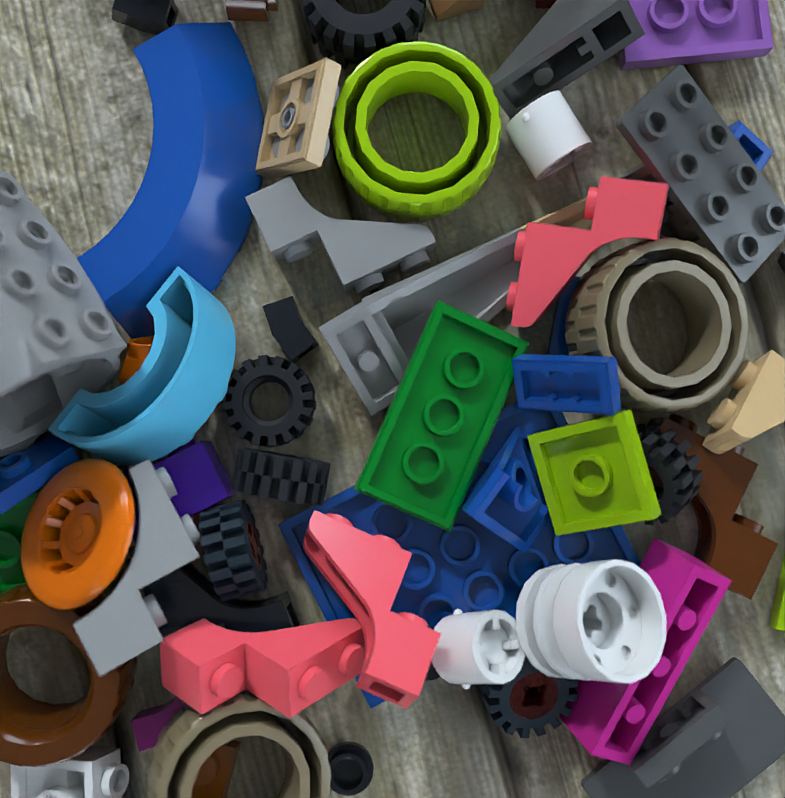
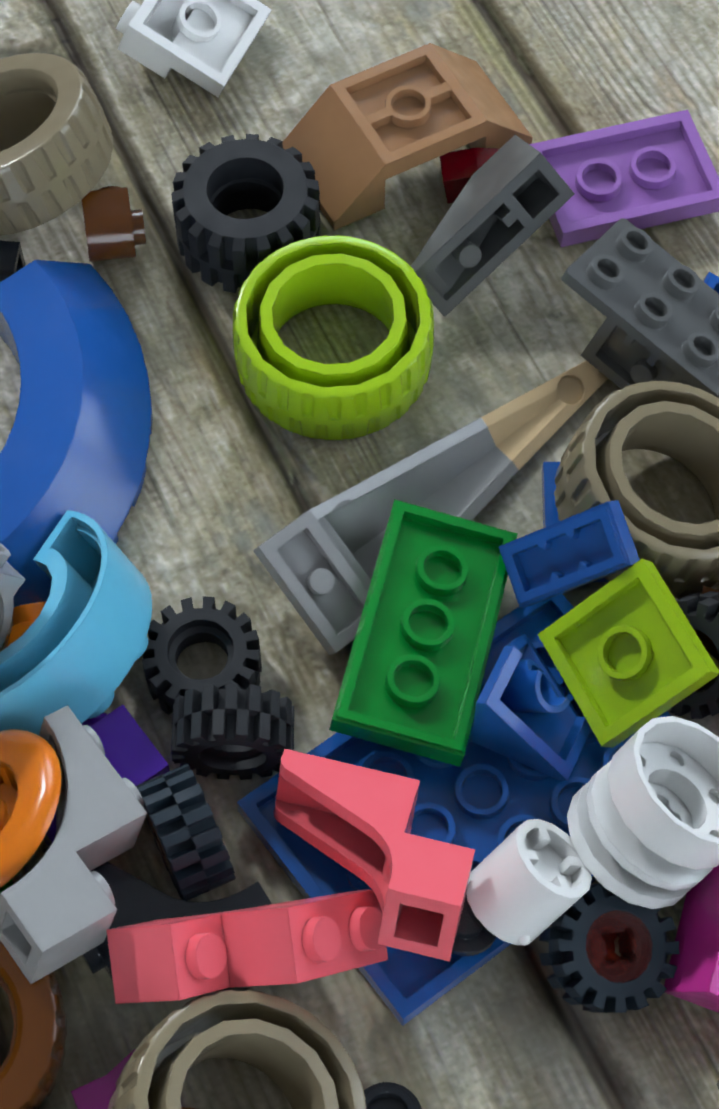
camera: 10 degrees left, 25 degrees down
(289, 329) = (213, 572): black piece -> none
(298, 120) = (190, 340): tan piece -> none
(357, 249) = (278, 469): light grey arch -> none
(548, 135) = (490, 317): white piece -> none
(556, 253) = (529, 426): coral arch -> none

